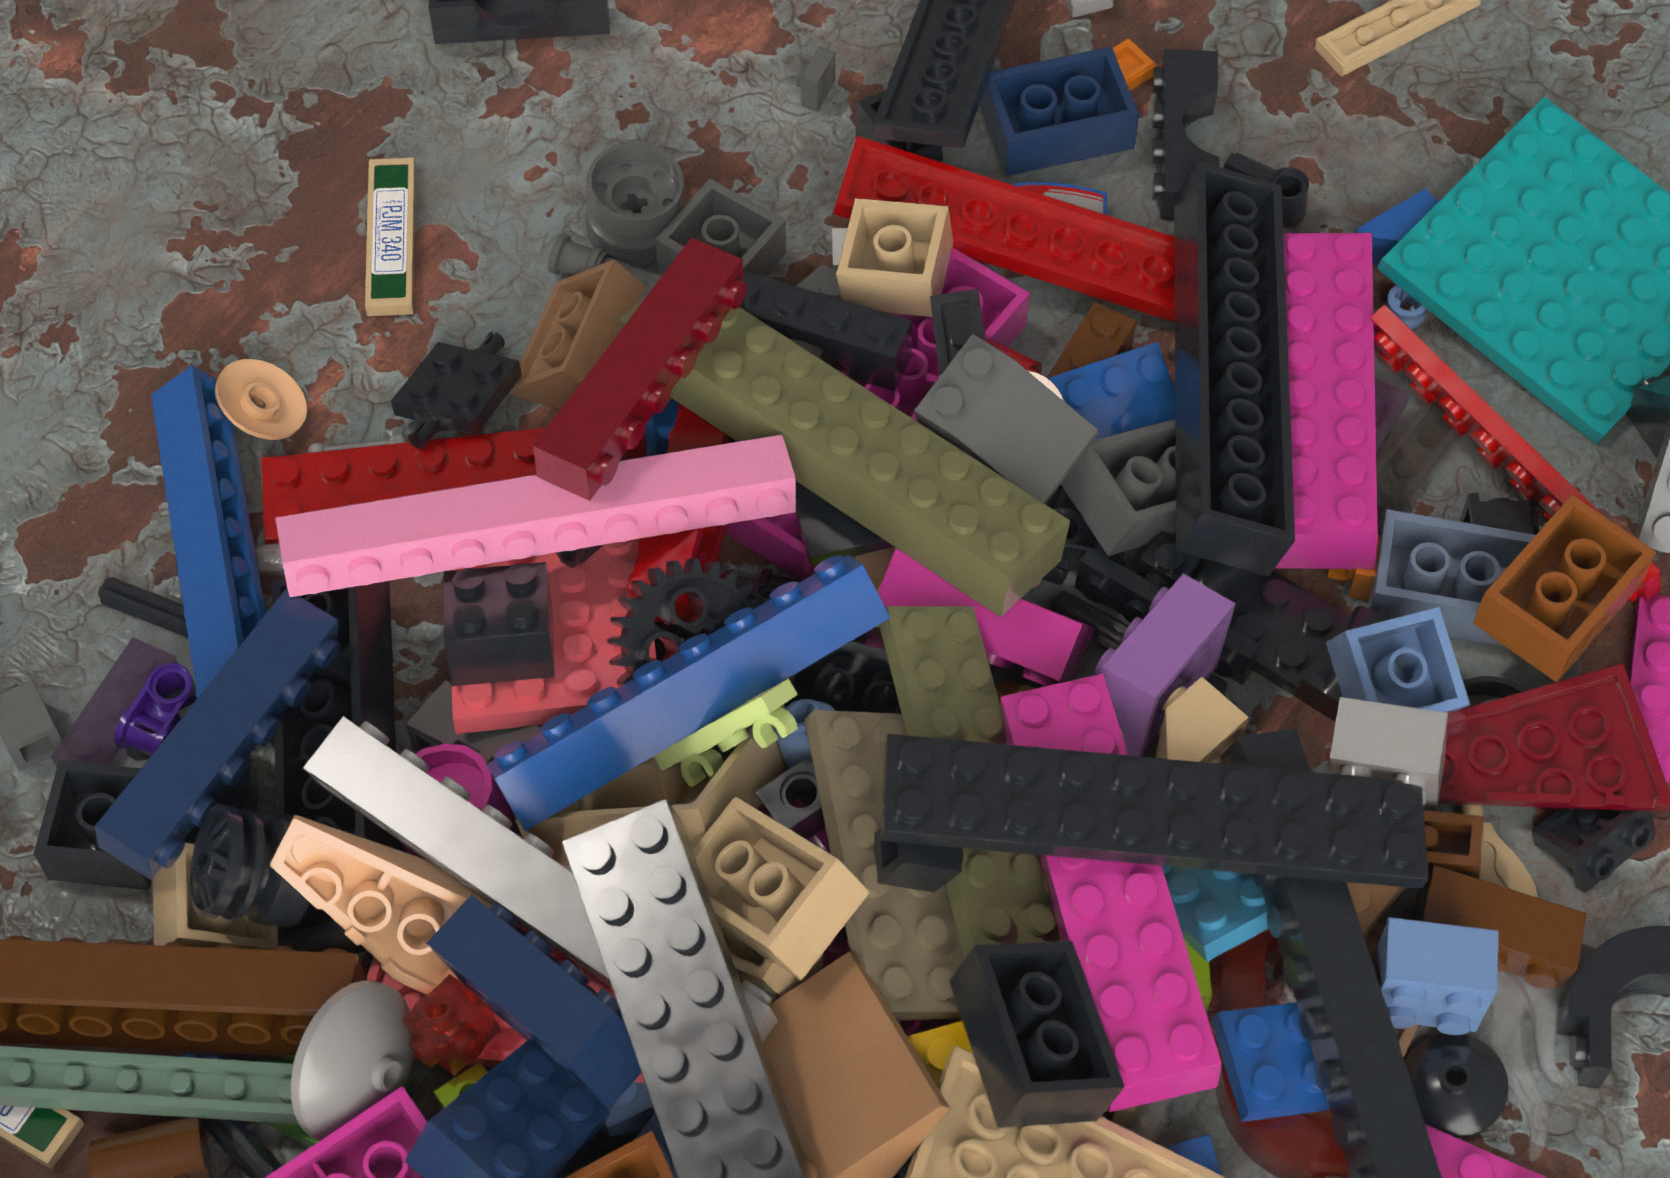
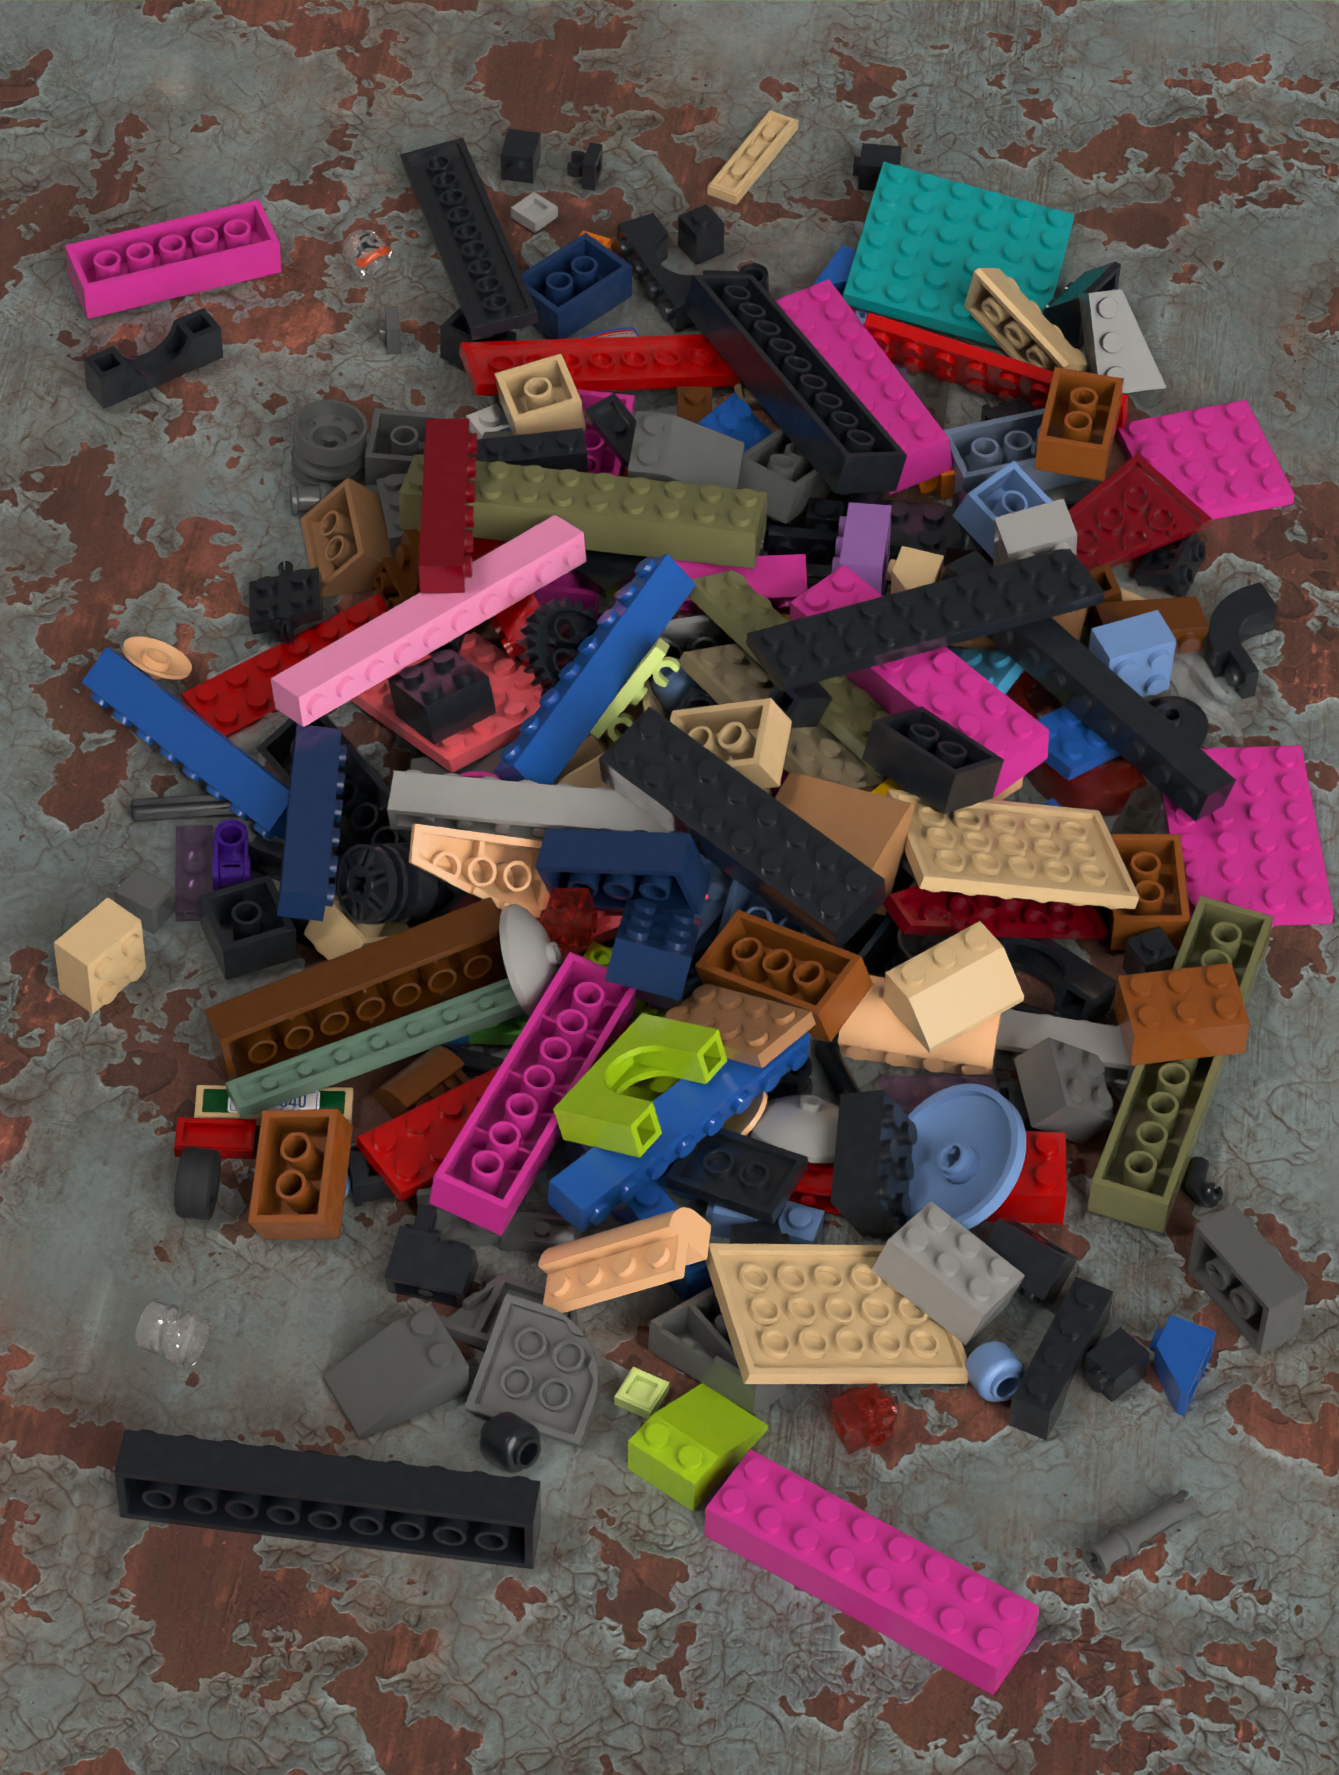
camera: 30 degrees left, 10 degrees down
(390, 237) = (165, 534): tile -> none
(1264, 101) = (701, 234): none -> black brick
(1538, 82) = (871, 161): none -> black brick
(1587, 409) = (1019, 323): none -> tan slope

